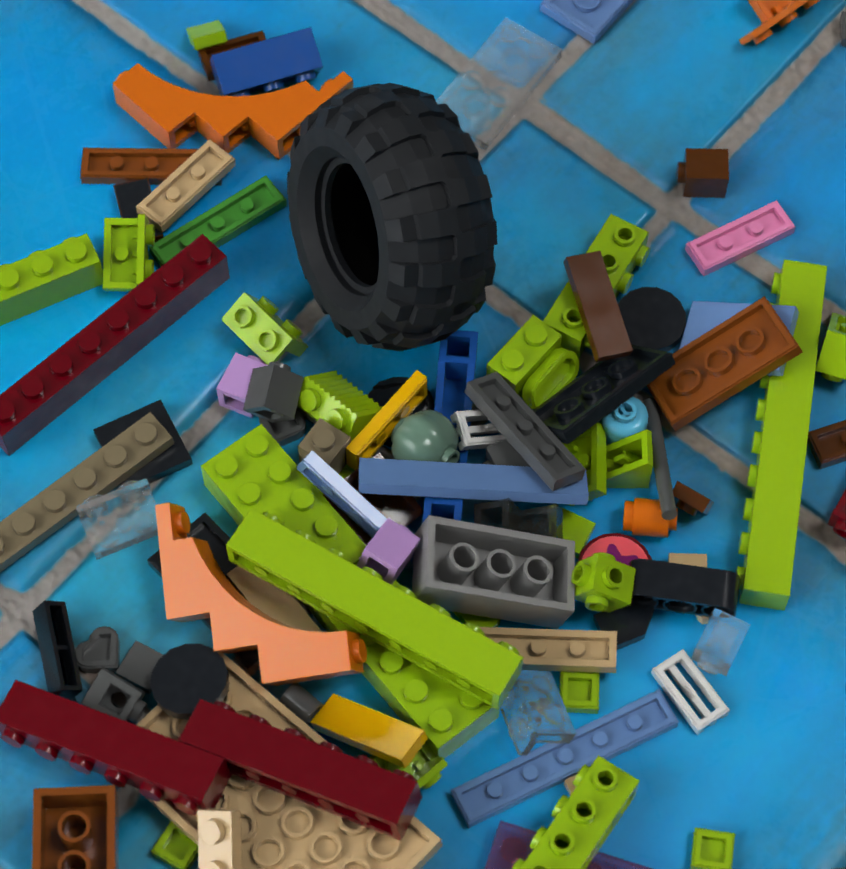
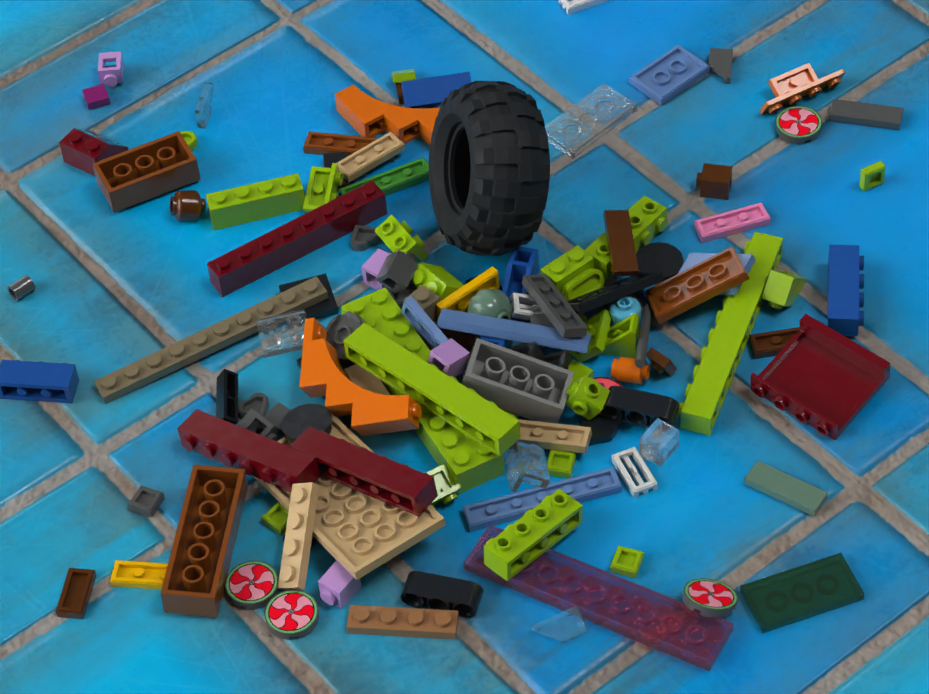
camera: 15 degrees right, 15 degrees down
(204, 325) = (364, 237): none -> dark grey tile
(216, 513) = (340, 328): none -> dark grey tile
(301, 702) = (377, 446): dark grey hinge -> none
(369, 730) = (419, 461): yellow tile -> none
(800, 59) = (798, 124): none -> tile

